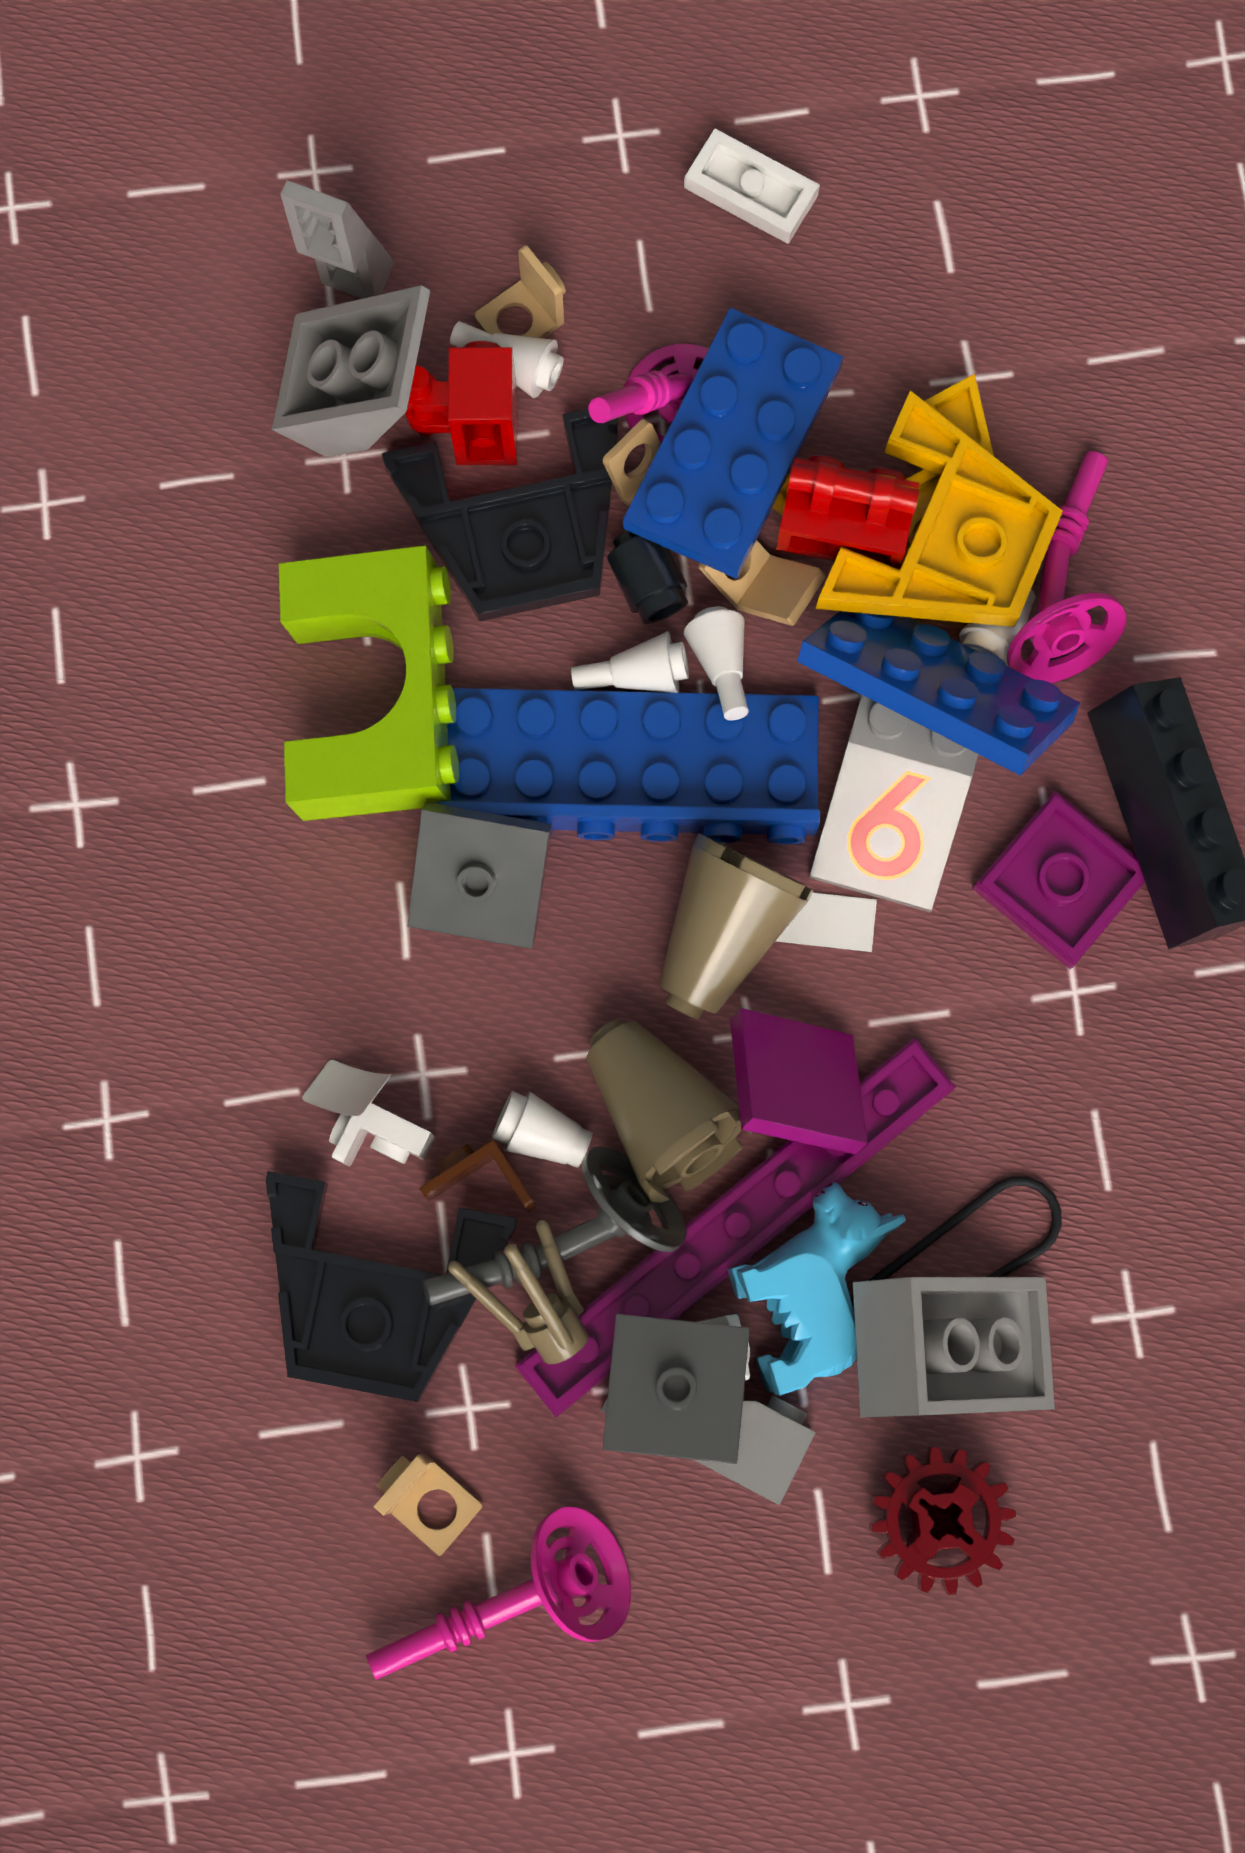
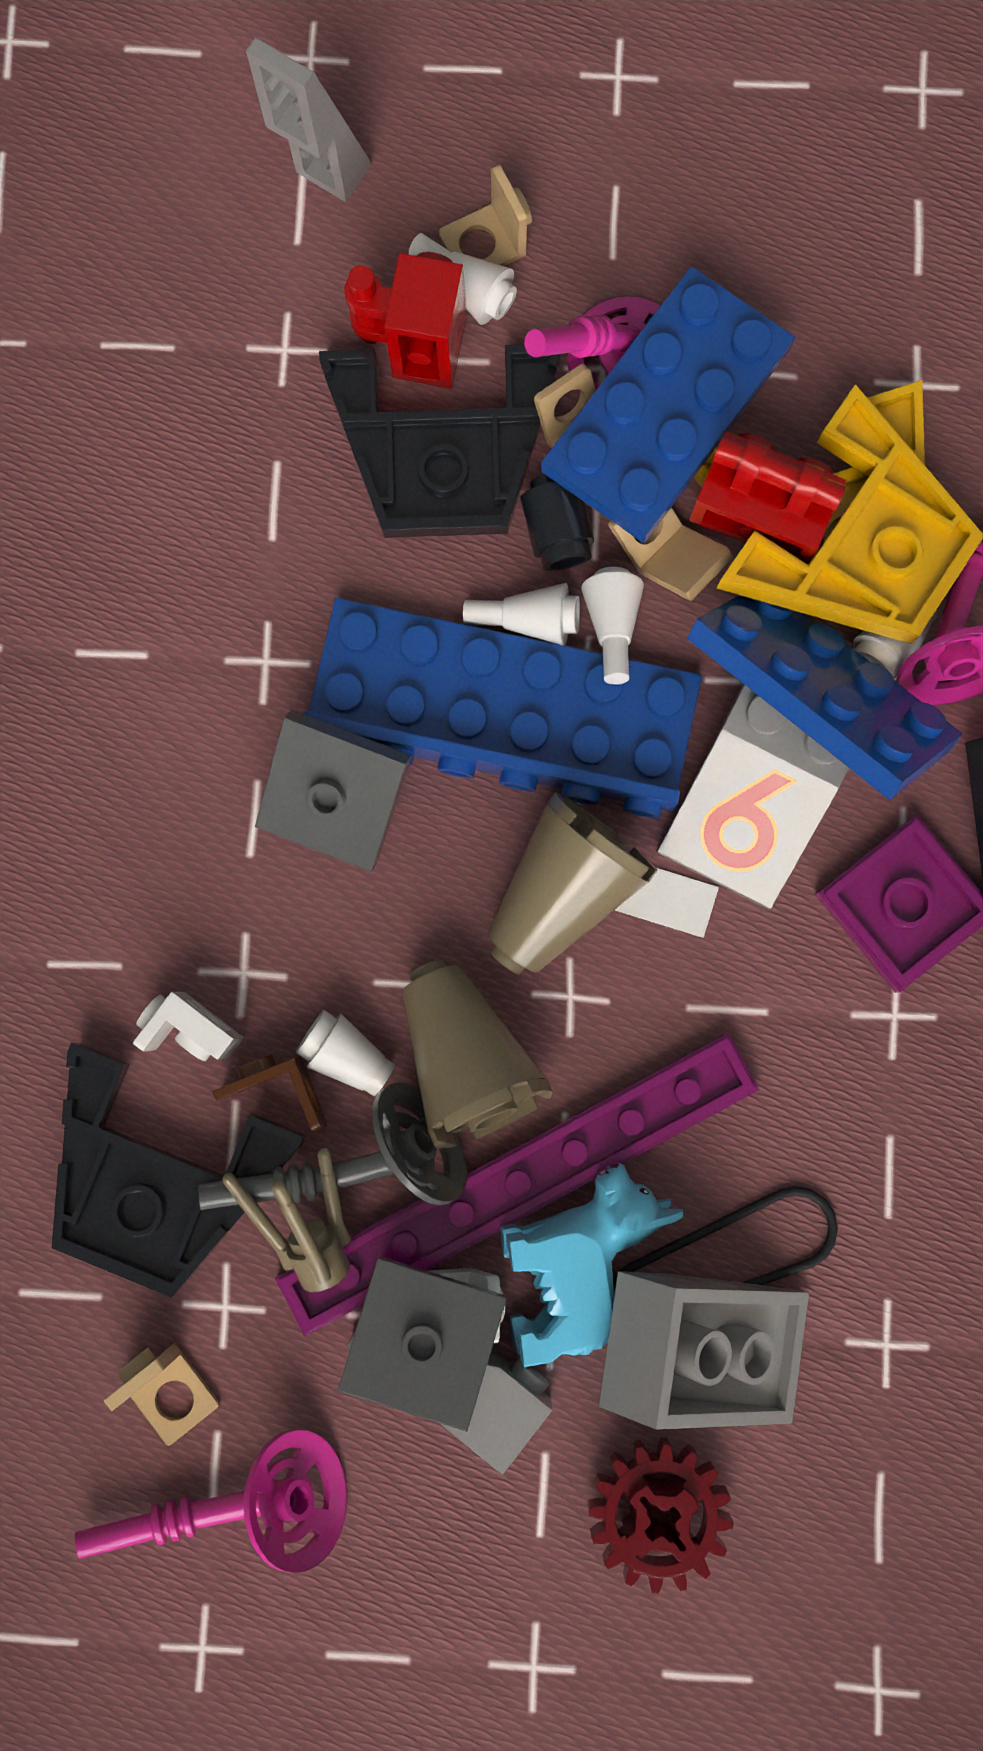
camera: 15 degrees right, 5 degrees up
(344, 1089) = (161, 977): white sticker -> none
(350, 371) = (298, 260): light grey slope -> none
(406, 753) = (283, 657): lime arch -> none
(751, 186) = (737, 149): white plate -> none
(797, 1081) = (603, 1059): magenta tile -> none

